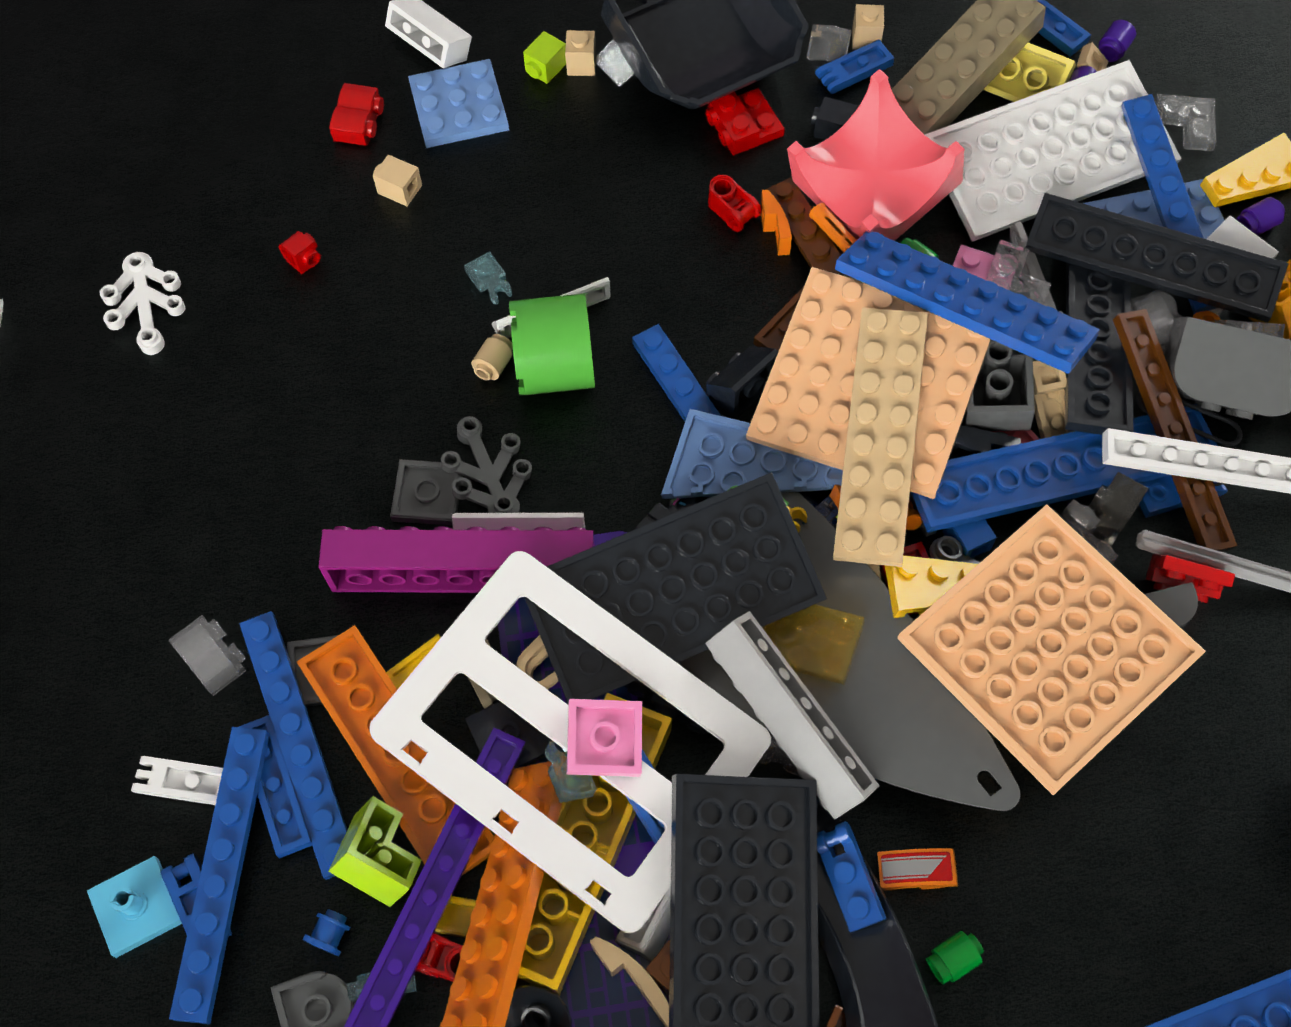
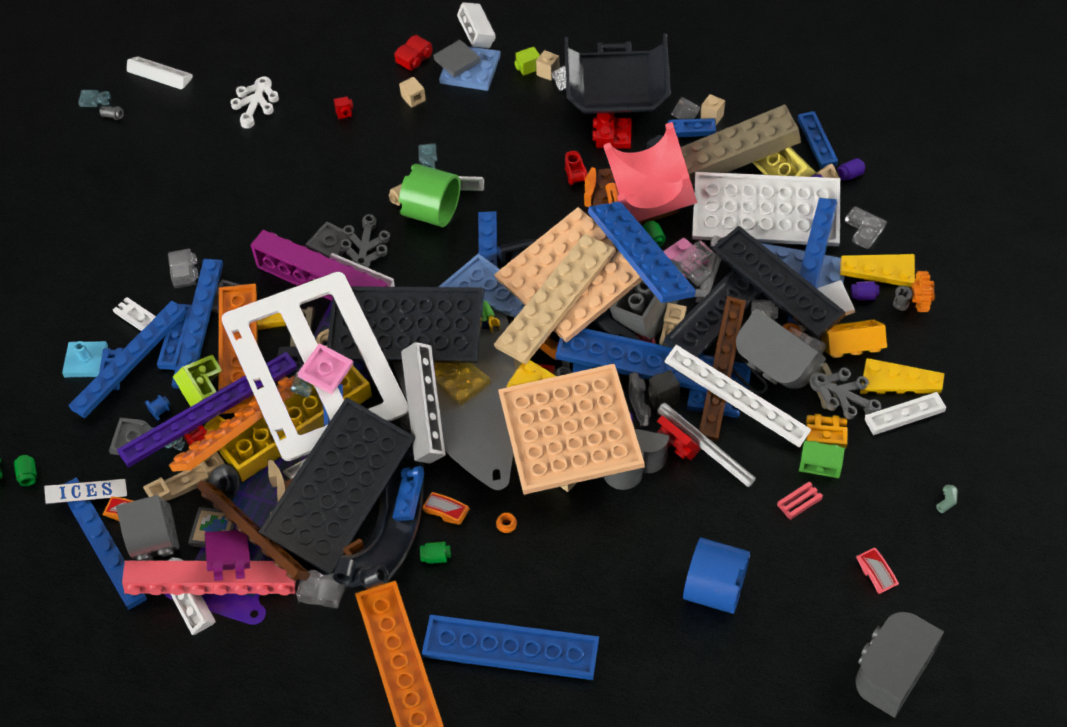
camera: 30 degrees right, 10 degrees down
(435, 97) = (457, 58): none -> dark grey tile
(1030, 836) = (503, 518): none -> orange plate

